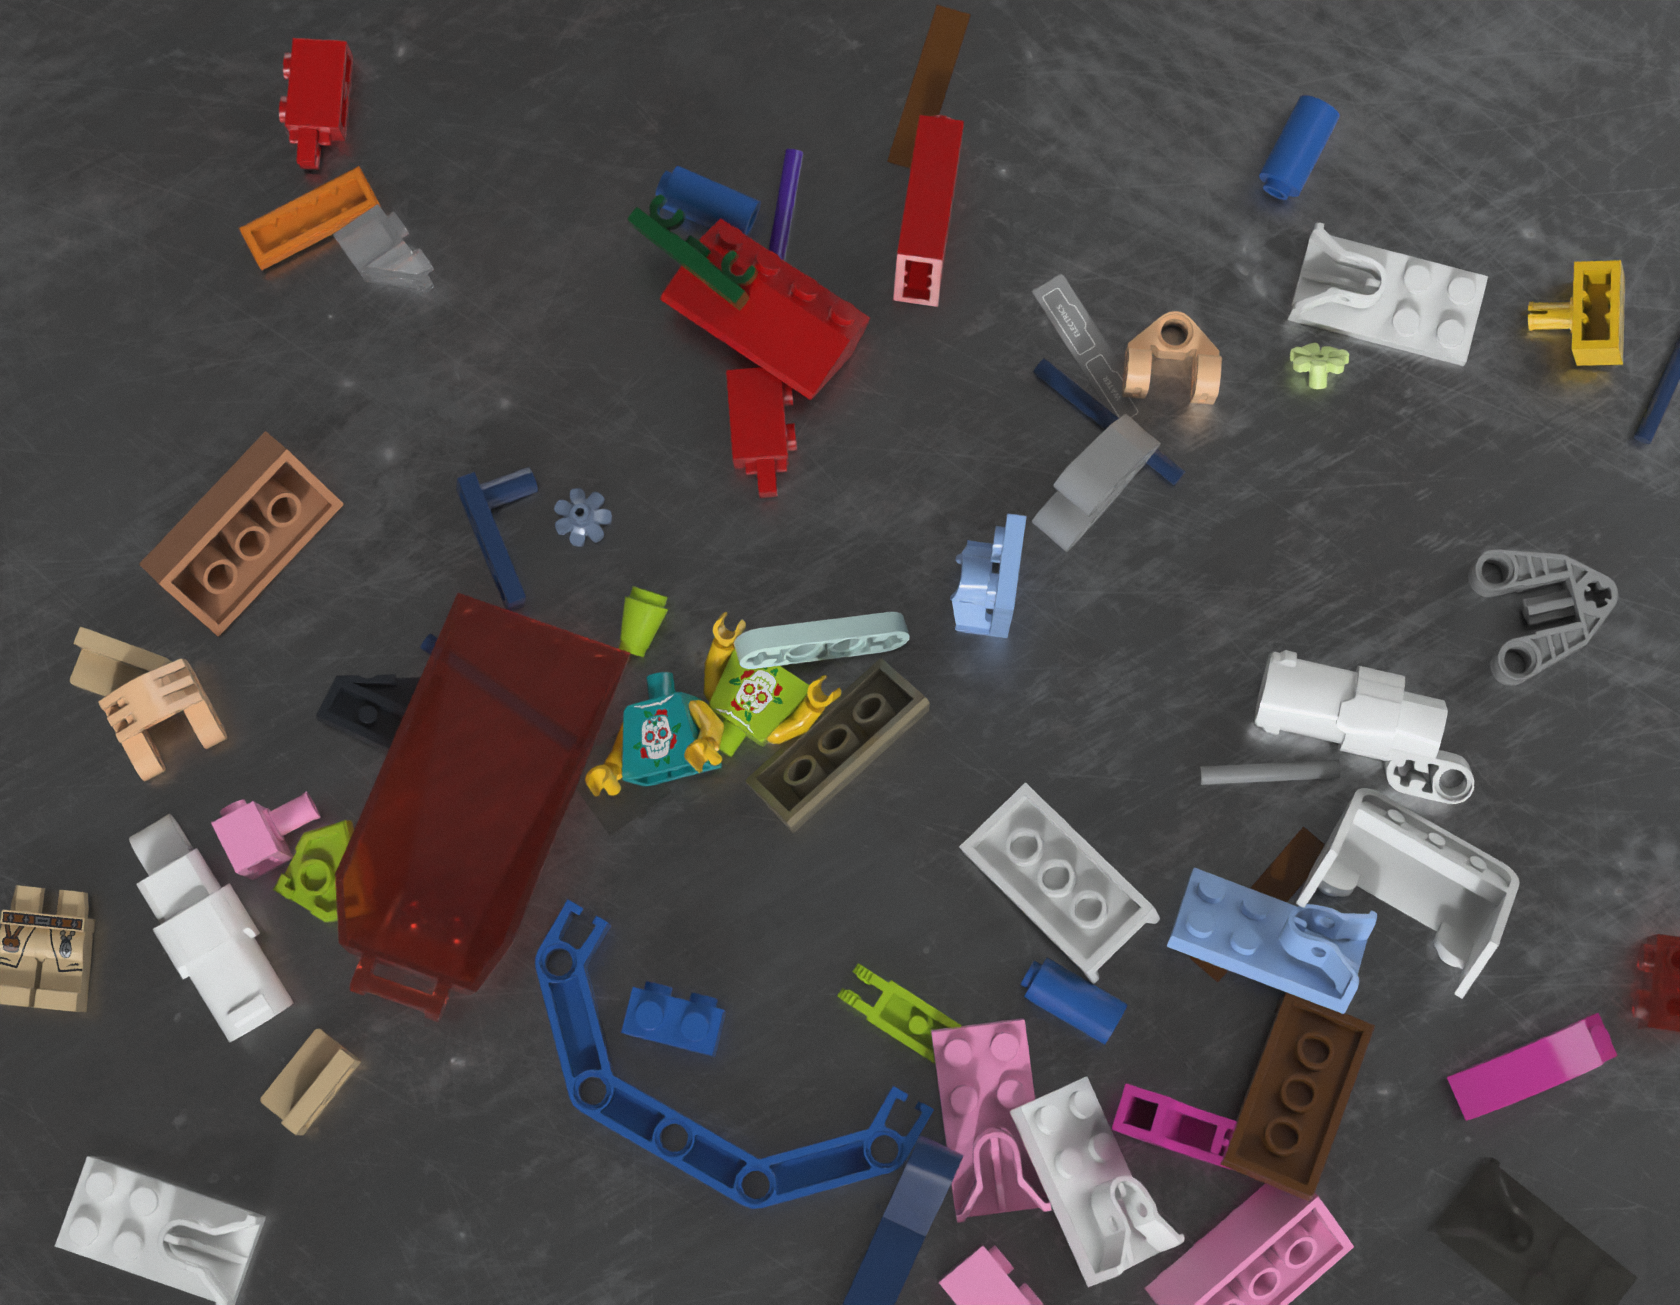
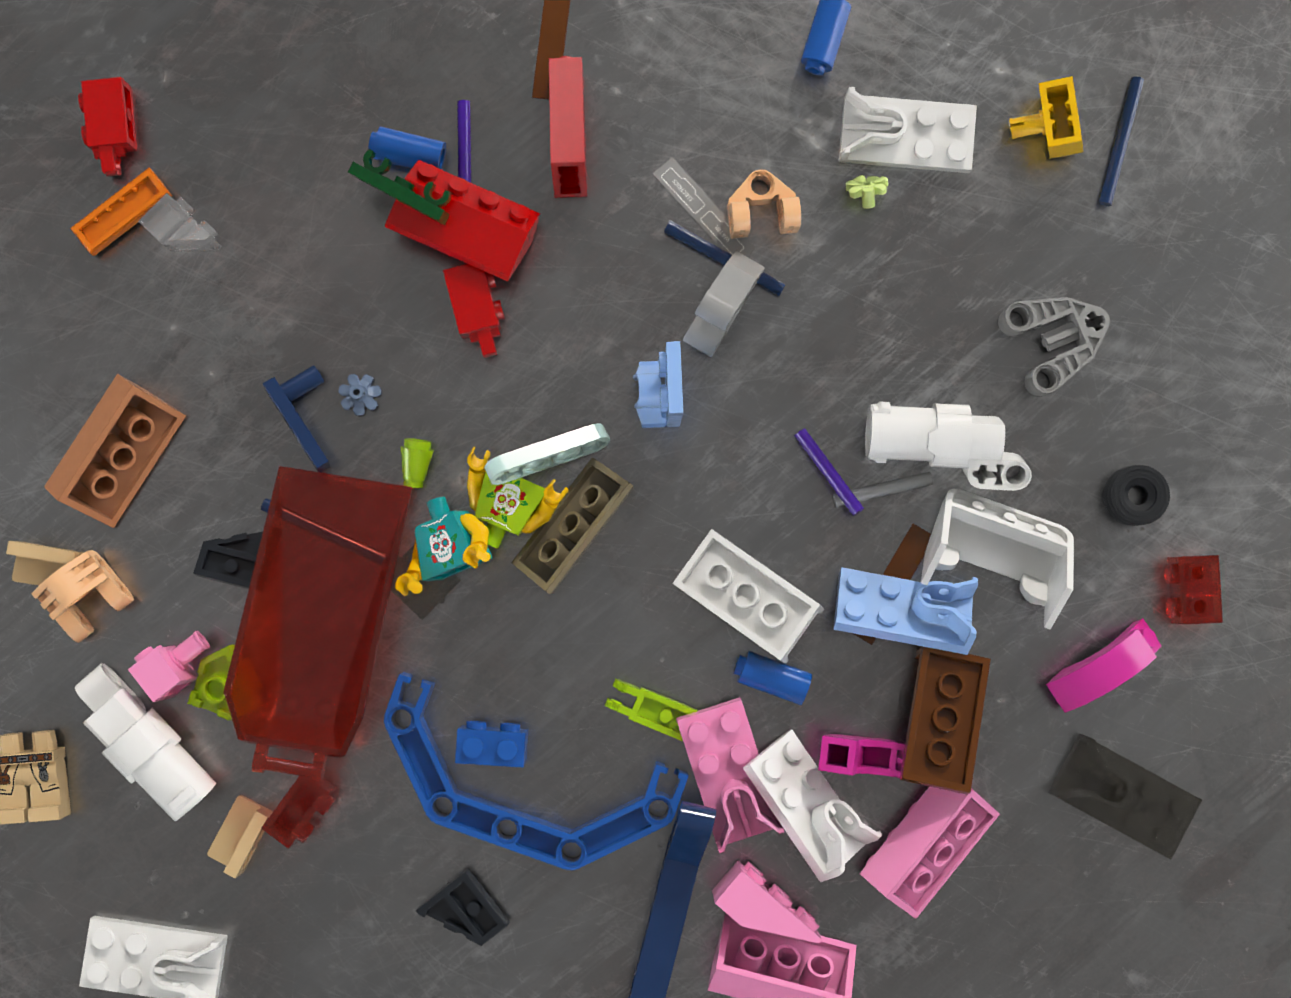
camera: 20 degrees left, 5 degrees up
(398, 1057) = (298, 809): none -> clear red brick
(597, 1238) = (466, 909): none -> black wing
(1199, 734) = (829, 472): none -> dark purple bar
(1642, 833) = (1155, 489): none -> black tyre

